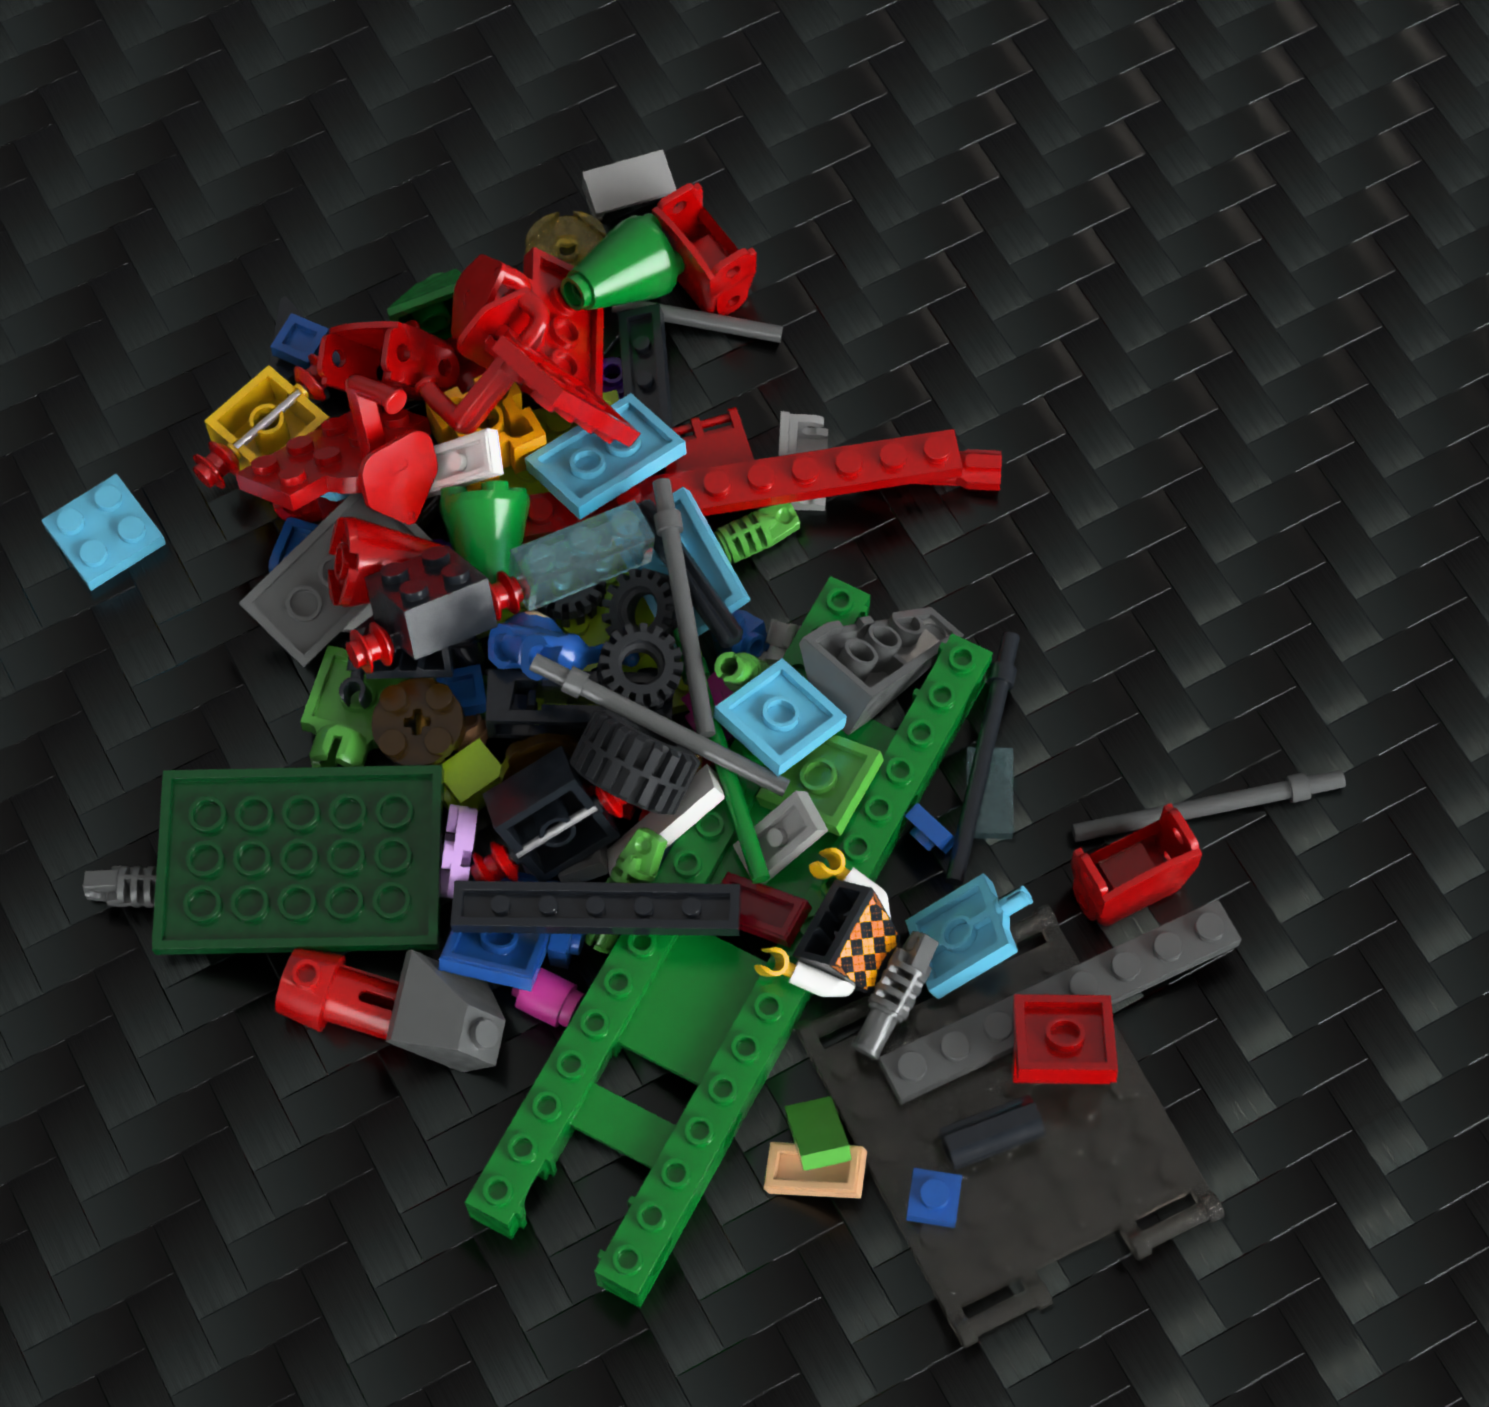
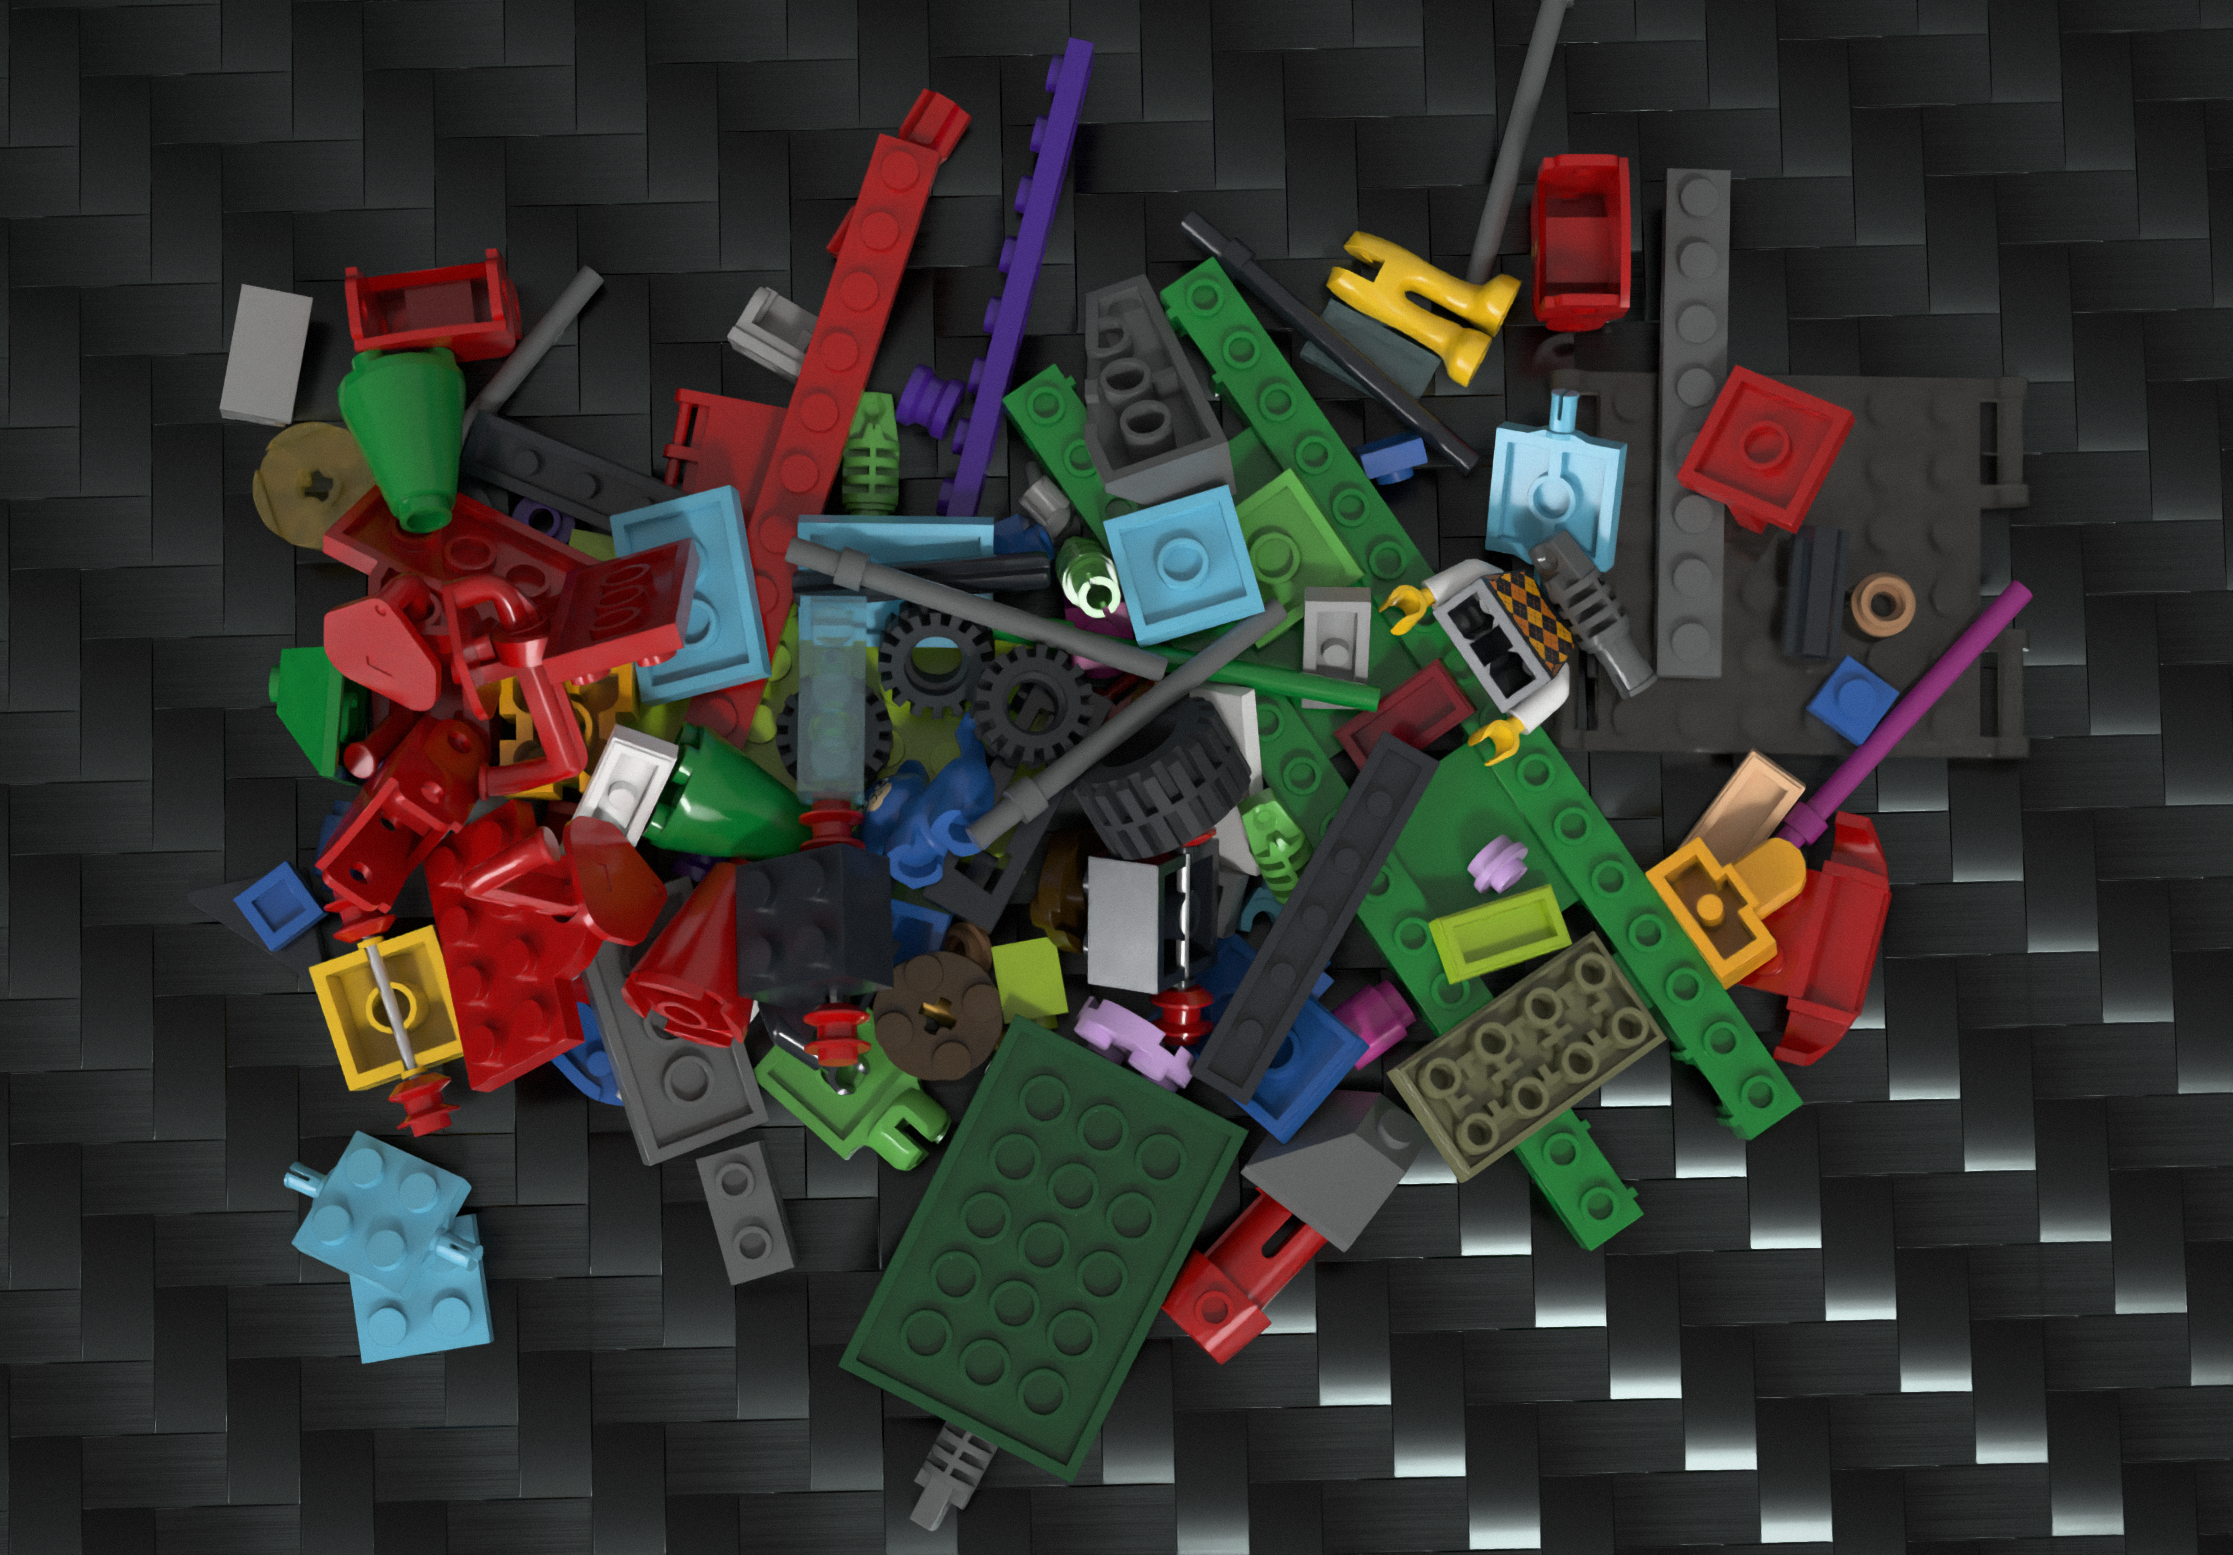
camera: 65 degrees left, 20 degrees up
(137, 484) = (382, 1215): none -> medium azure plate
(240, 685) = (748, 1212): none -> dark grey brick
(574, 1089) = (1526, 1056): none -> olive tile
(649, 1036) = (1500, 934): none -> lime tile
(694, 1014) = (1498, 865): none -> lavender plate
(744, 1173) = (1725, 905): none -> light orange brick
(760, 1262) = (1828, 943): none -> red plate
(809, 548) = (930, 401): none -> dark purple wheel
(817, 1133) = (1707, 794): bright green tile -> none
(835, 1210) = (1807, 821): none -> magenta bar
(917, 562) = (1022, 261): none -> dark purple plate
(1010, 1169) = (1901, 600): none -> medium nougat plate
(1054, 777) = (1404, 271): none -> yellow piece

